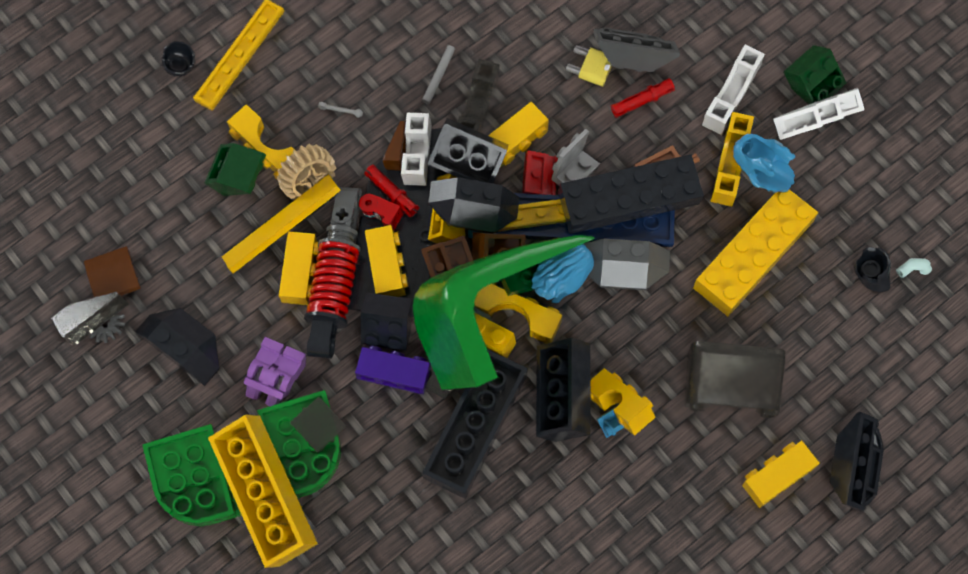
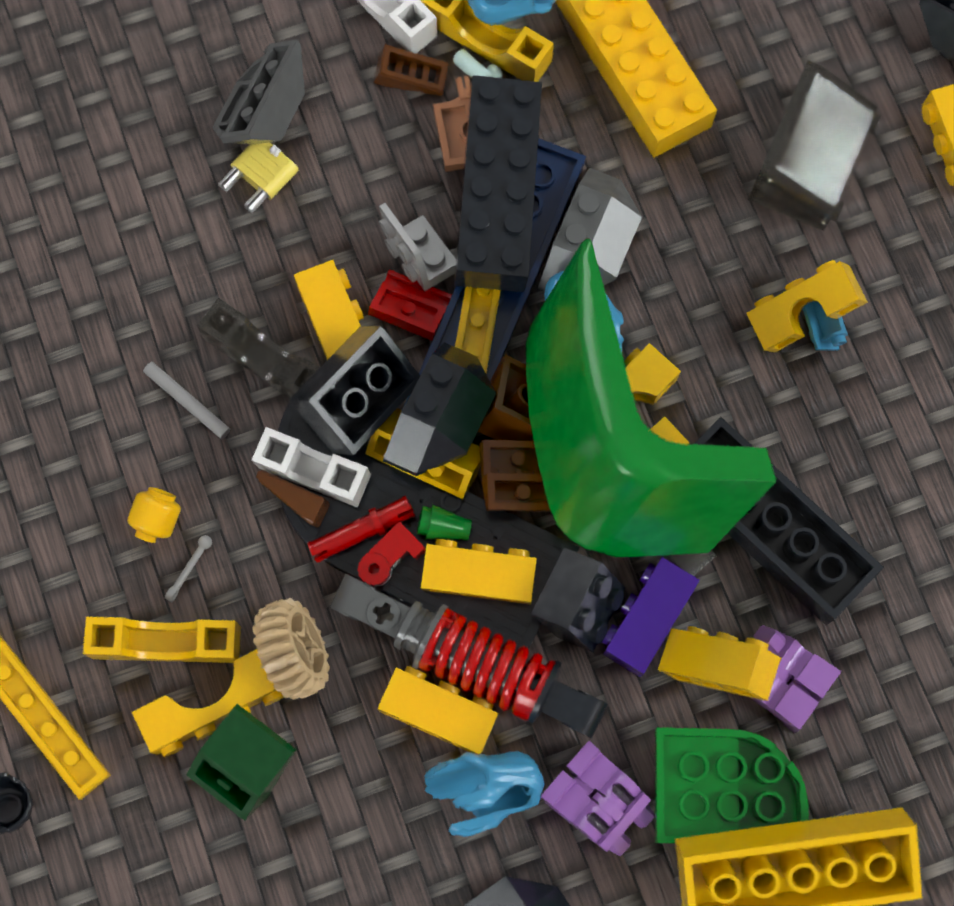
camera: 75 degrees left, 5 degrees up
(264, 309) = (486, 786): none -> dark azure hair
(280, 223) = (359, 717): yellow tile -> none
(291, 105) = (154, 641): none -> yellow arch
(318, 424) = (710, 753): clear smoke piece -> none
(363, 79) = (153, 514): none -> yellow head
(373, 412) = (720, 662): none -> yellow brick
(386, 451) = (809, 676): none -> medium lavender hips
(408, 232) = (442, 524): none -> green cone
(563, 390) = (766, 379): black brick -> none
(648, 95) = (339, 106): red pin -> none
(686, 110) = (408, 82): none -> reddish brown slope
(706, 161) = (471, 66): none -> light aqua arm

